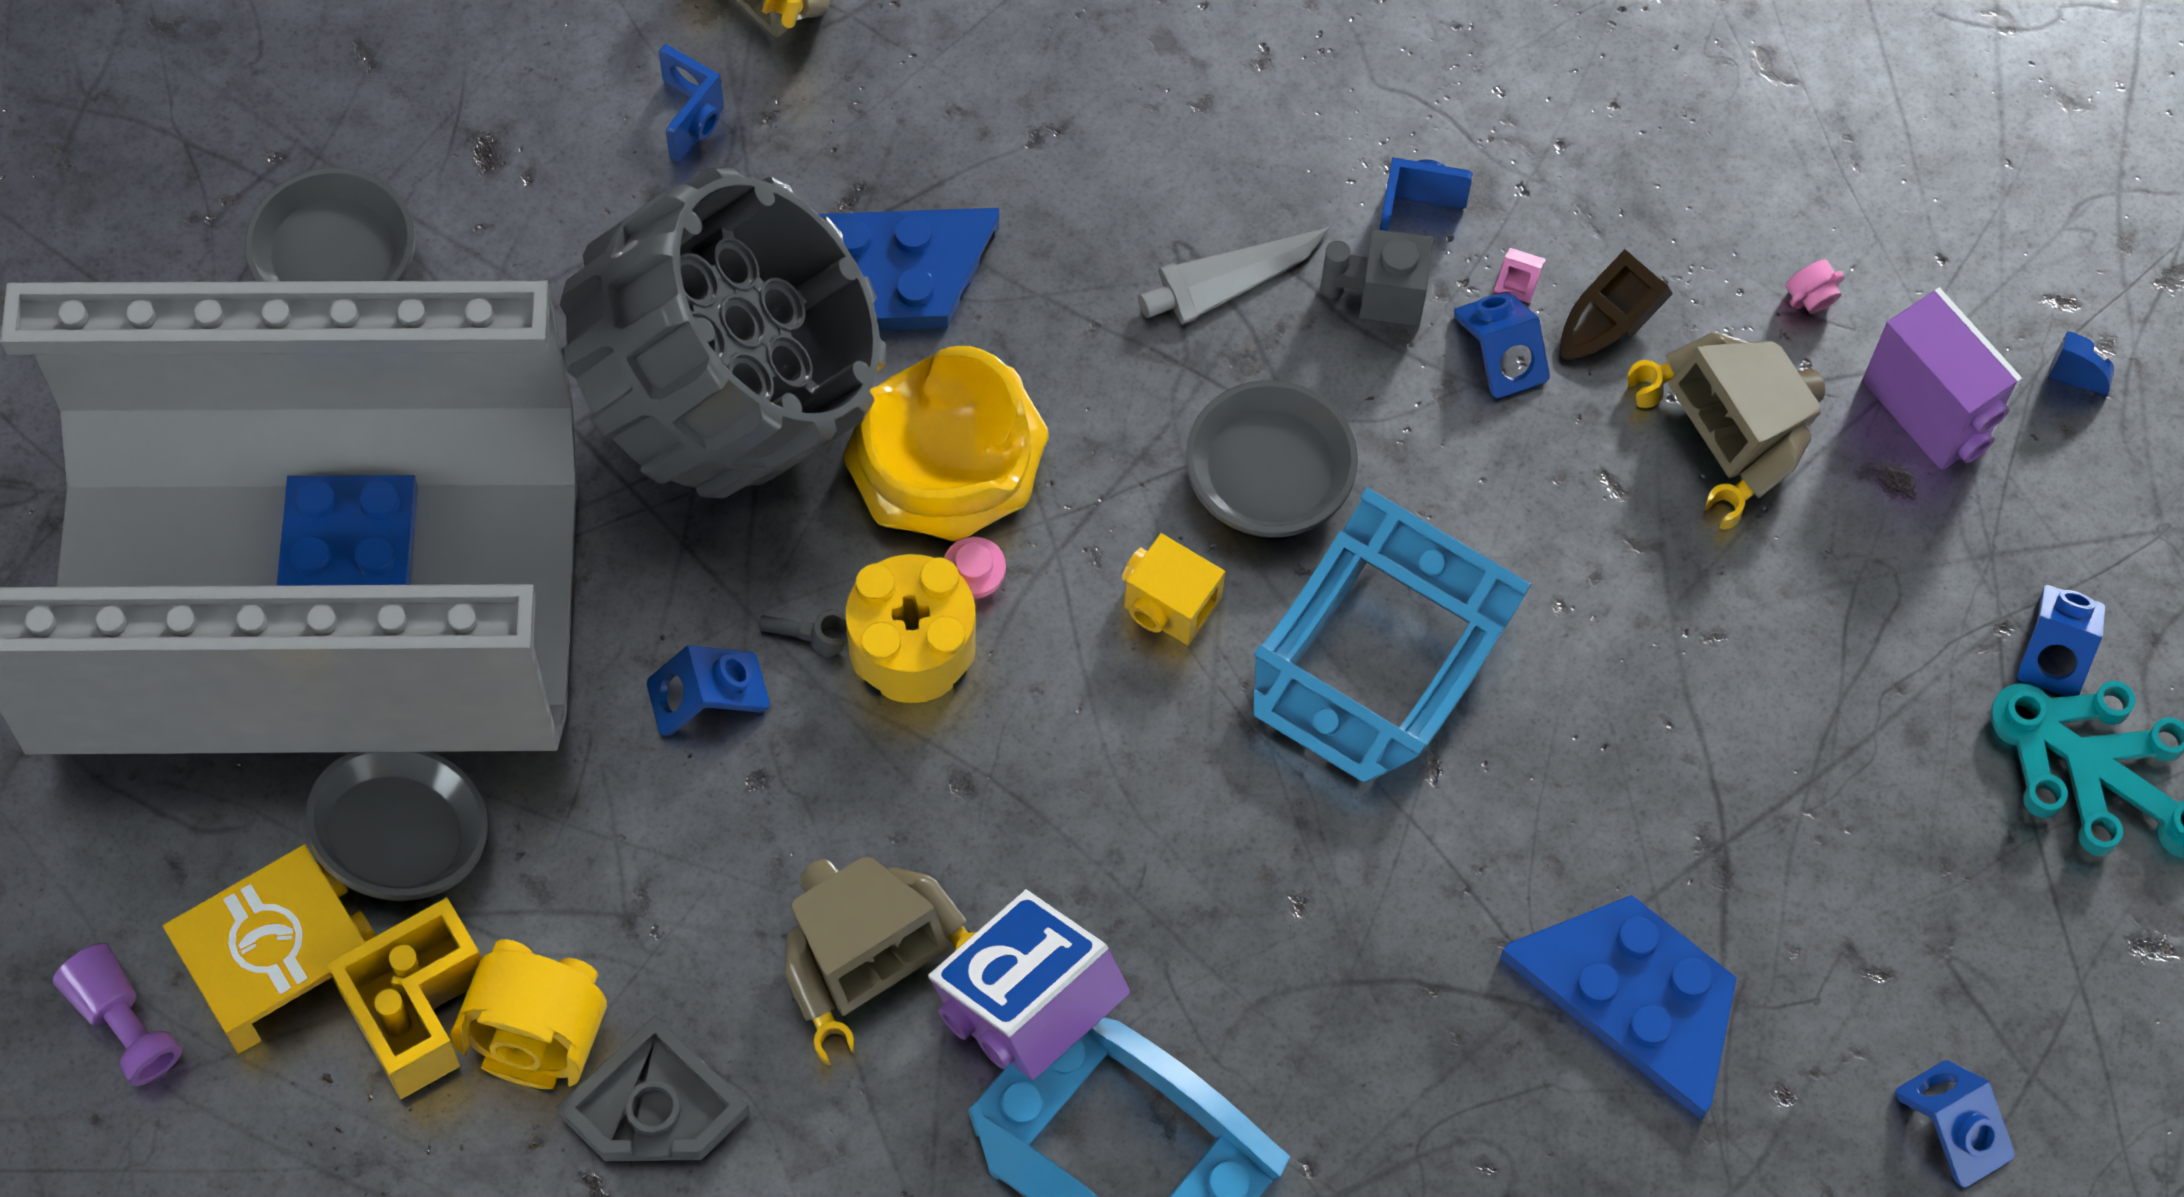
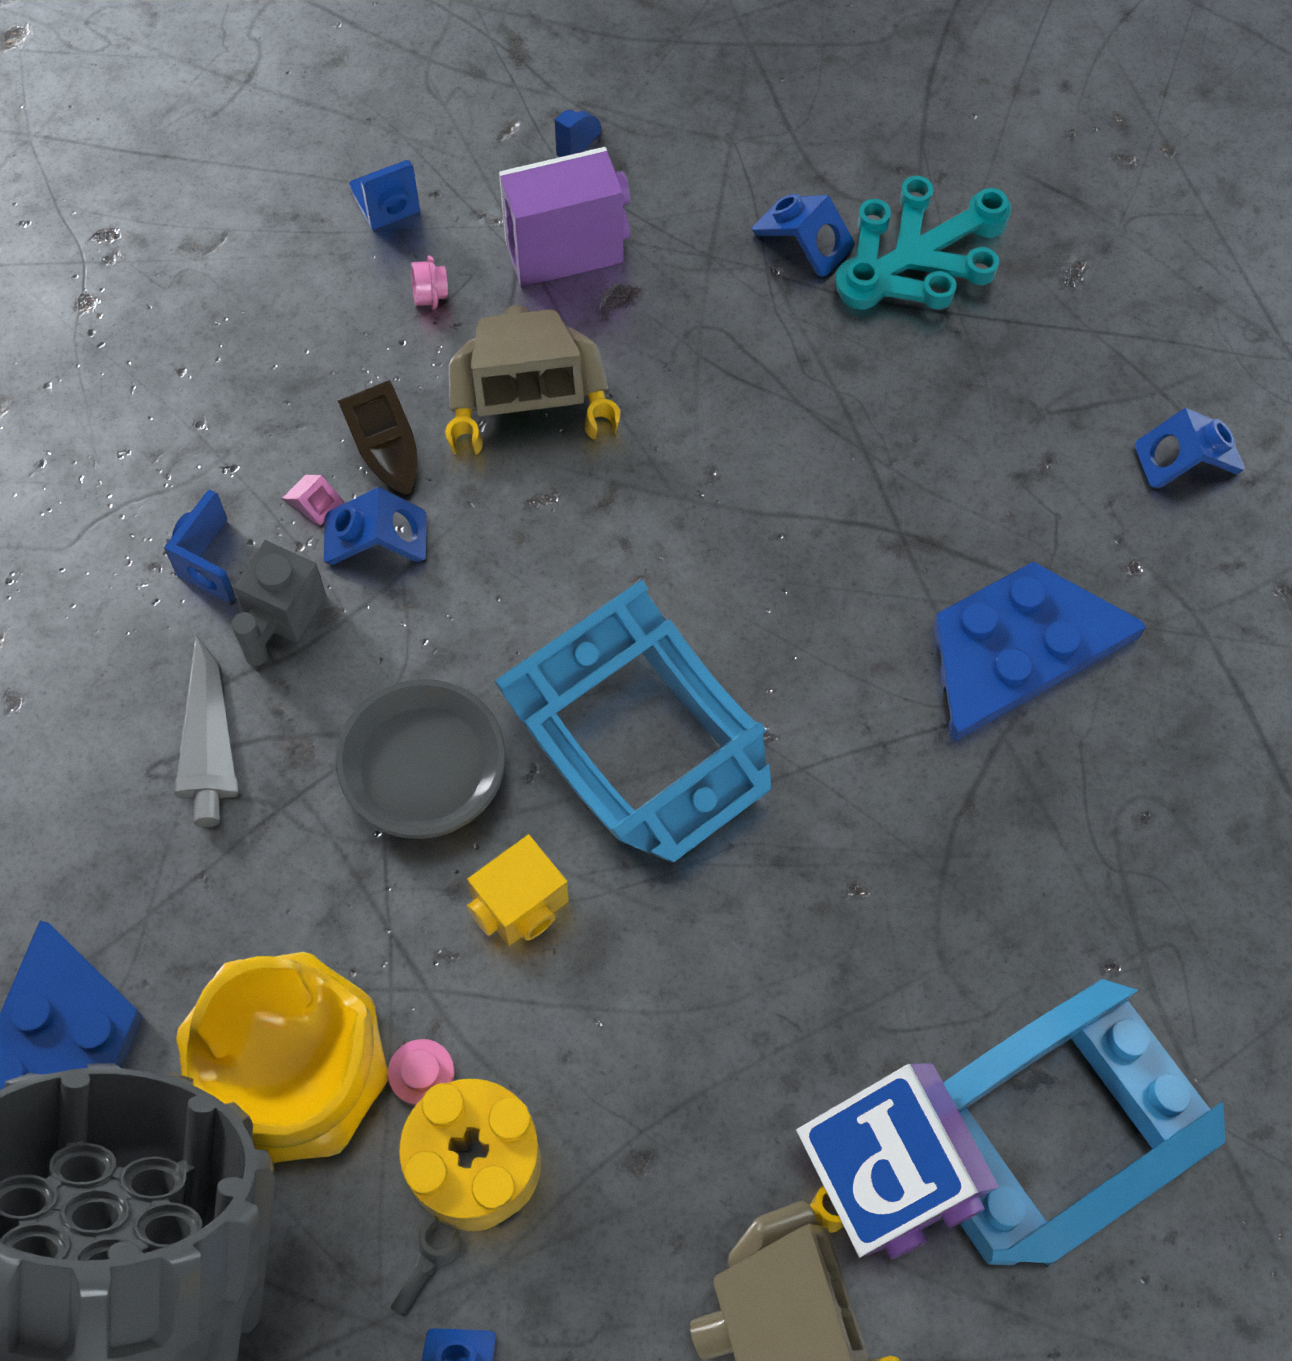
camera: 70 degrees left, 0 degrees up
(1909, 208) = (387, 194): none -> blue bracket

